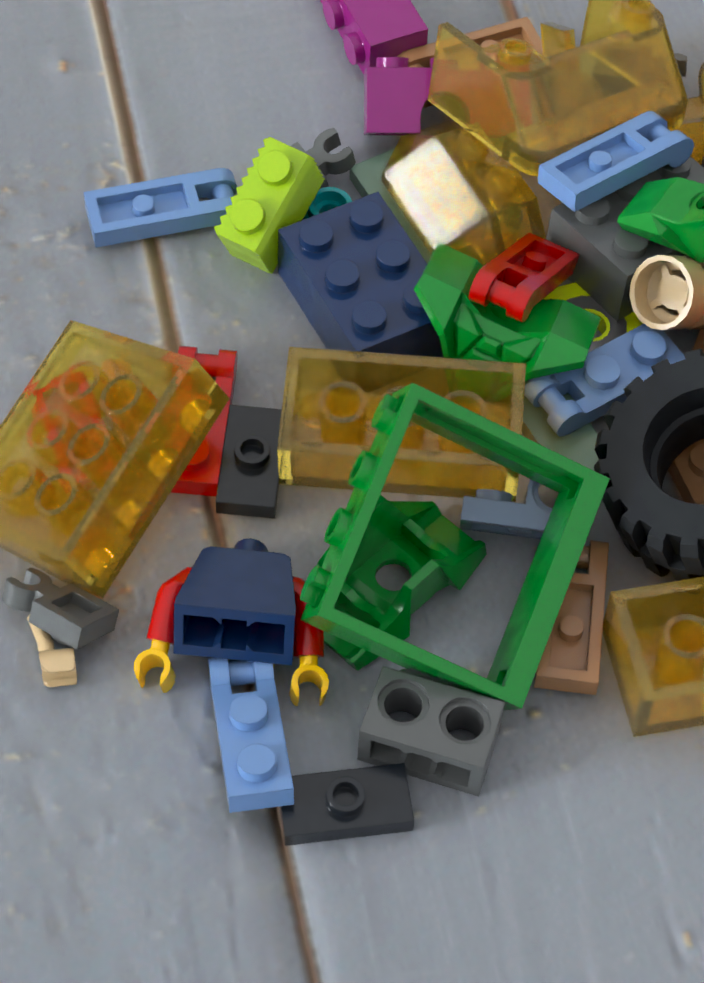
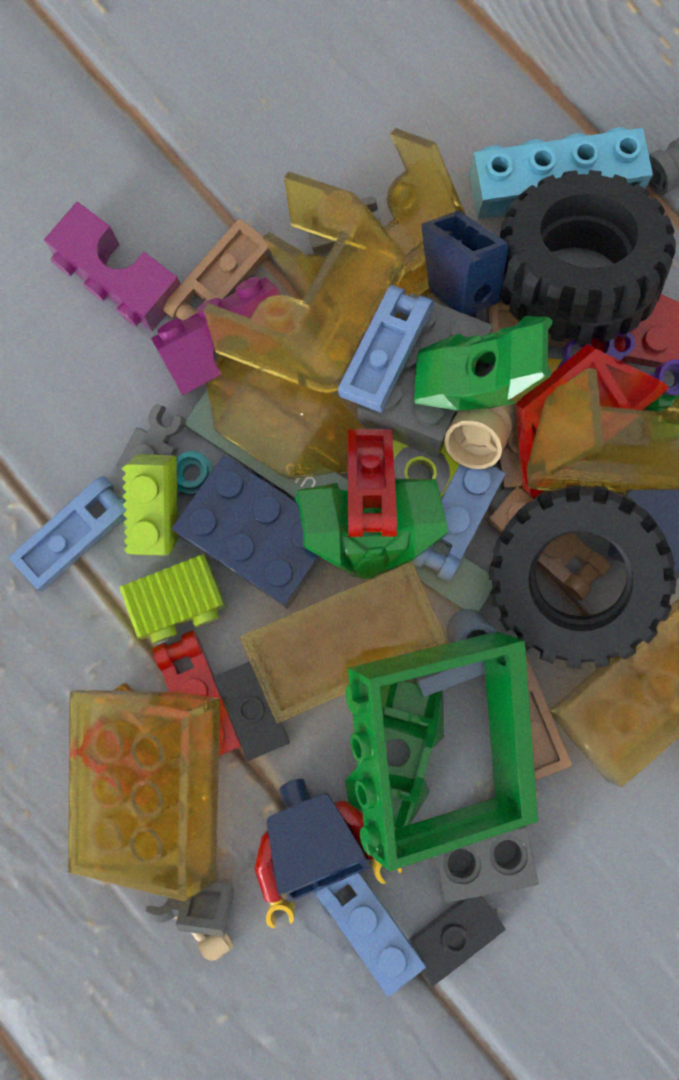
camera: 25 degrees left, 25 degrees up
(236, 310) = (173, 599): none -> lime brick

